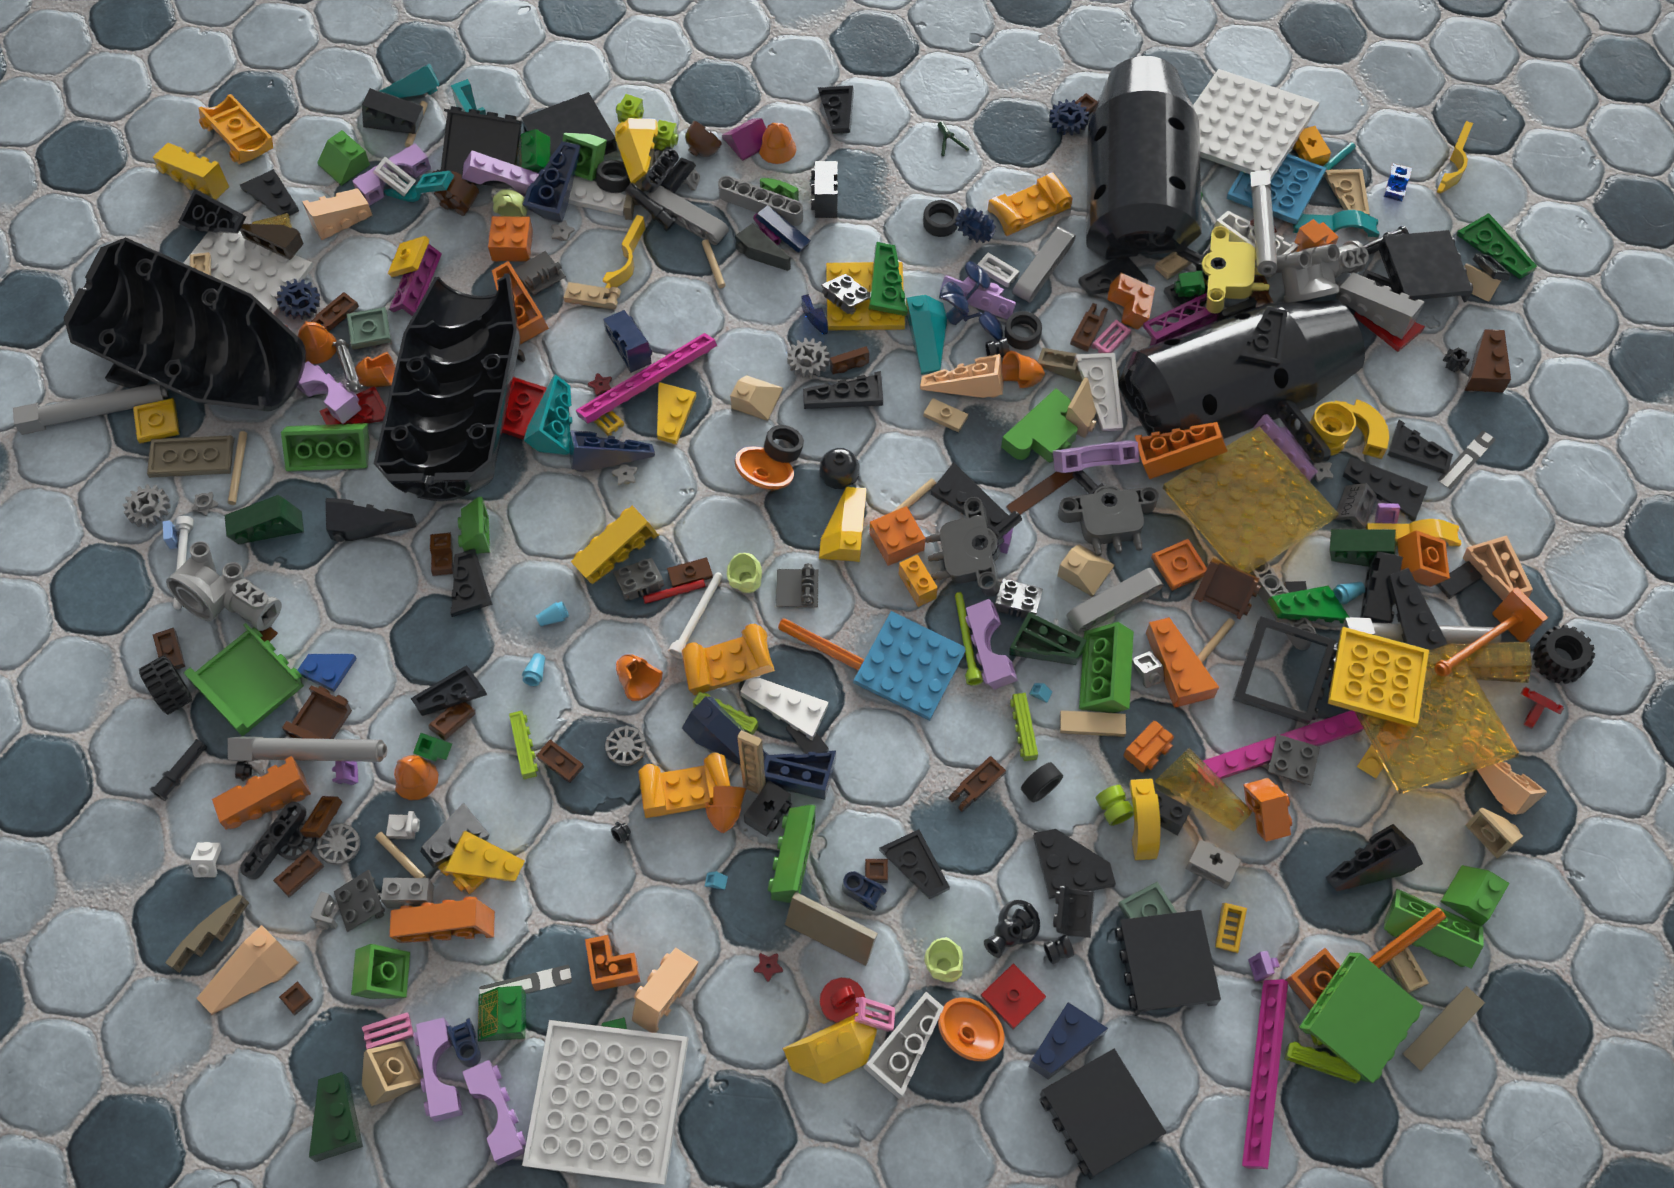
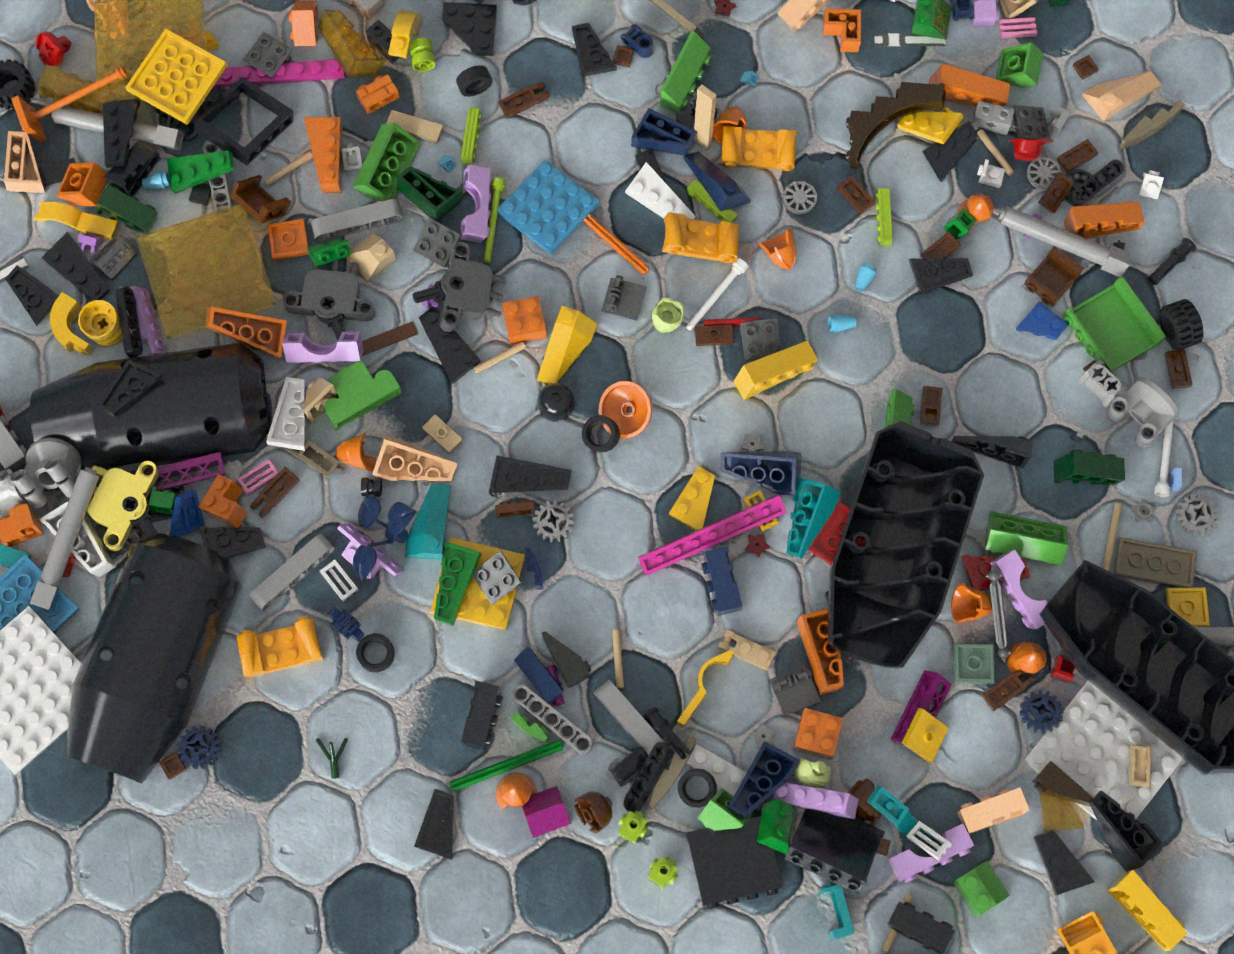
camera: 165 degrees left, 10 degrees up
(356, 863) = (1028, 149): none -> red piece
(469, 584) = (910, 367): black wing -> none
(511, 882) = (886, 110): none -> dark brown arch
(620, 832) = (817, 128): black plate -> none
(634, 143) = (666, 815): yellow wedge -> none
(755, 397) = (613, 495): tan slope -> none
(797, 159) = (506, 765): none -> green axle
(917, 580) = (519, 275): light orange brick -> none
(1027, 318) = (339, 517): black tyre -> none
(1130, 556) = (329, 251): none -> green bracket
(1164, 278) = (186, 514): none -> blue wing

